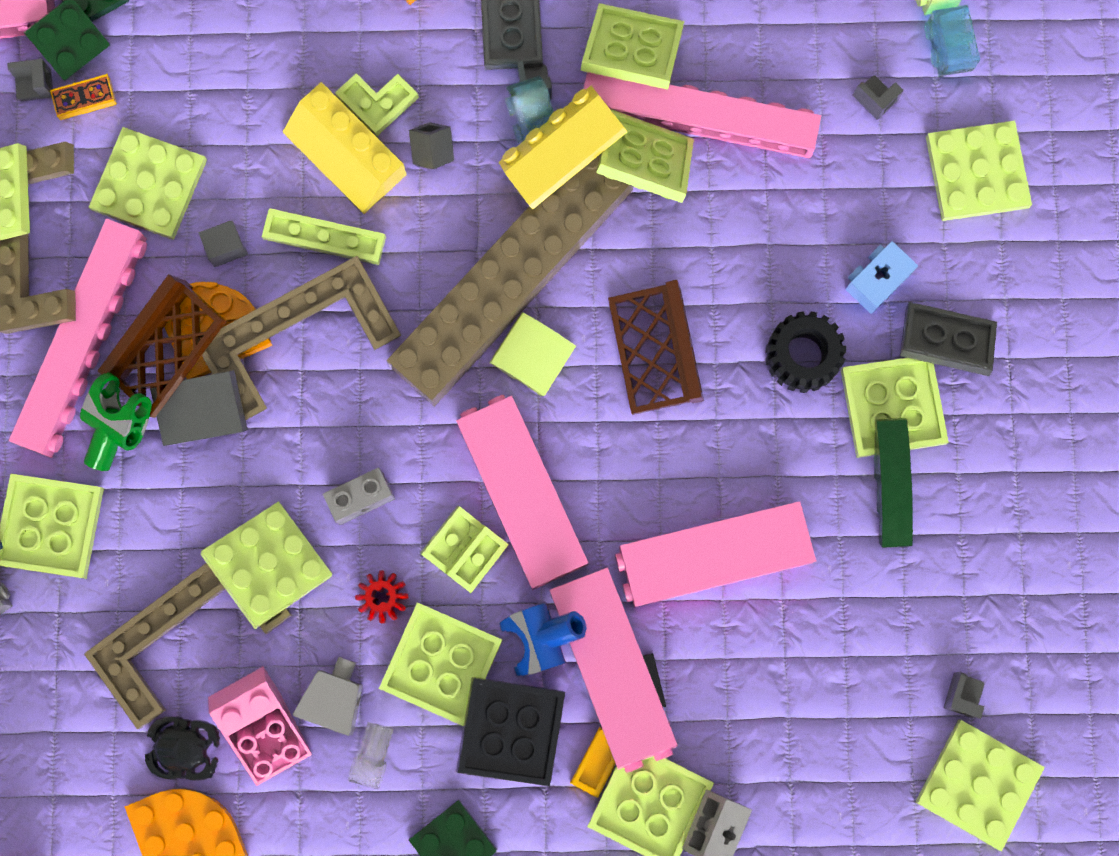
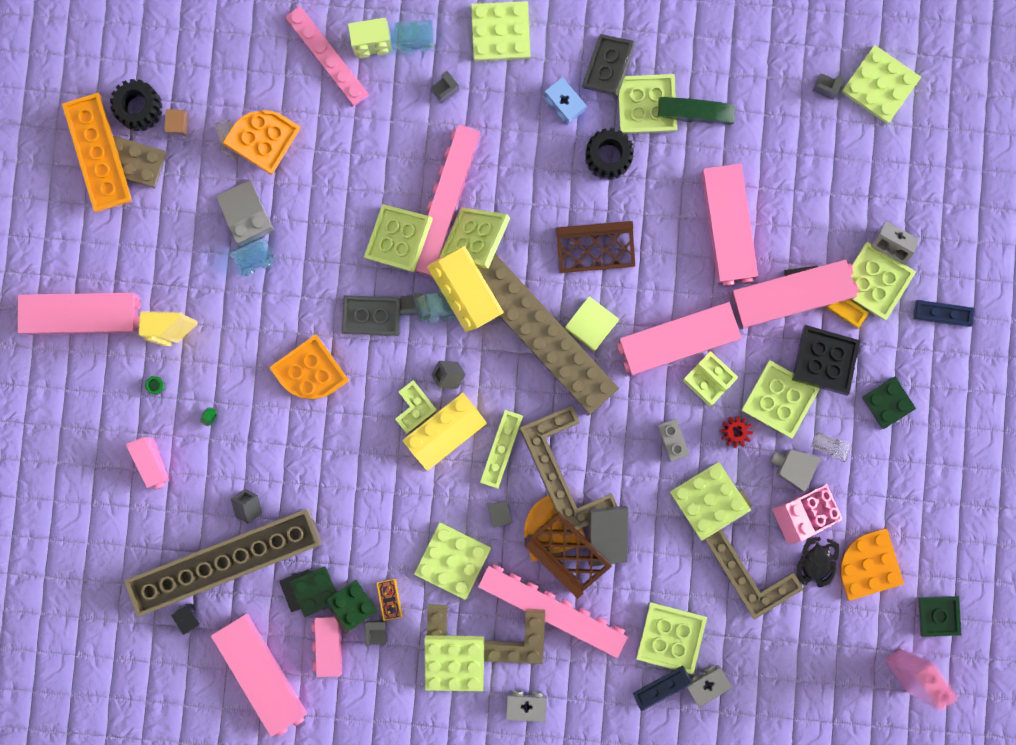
camera: 80 degrees left, 5 degrees up
(112, 423) = (612, 591): green connector -> none
(543, 636) = (772, 334): blue connector -> none

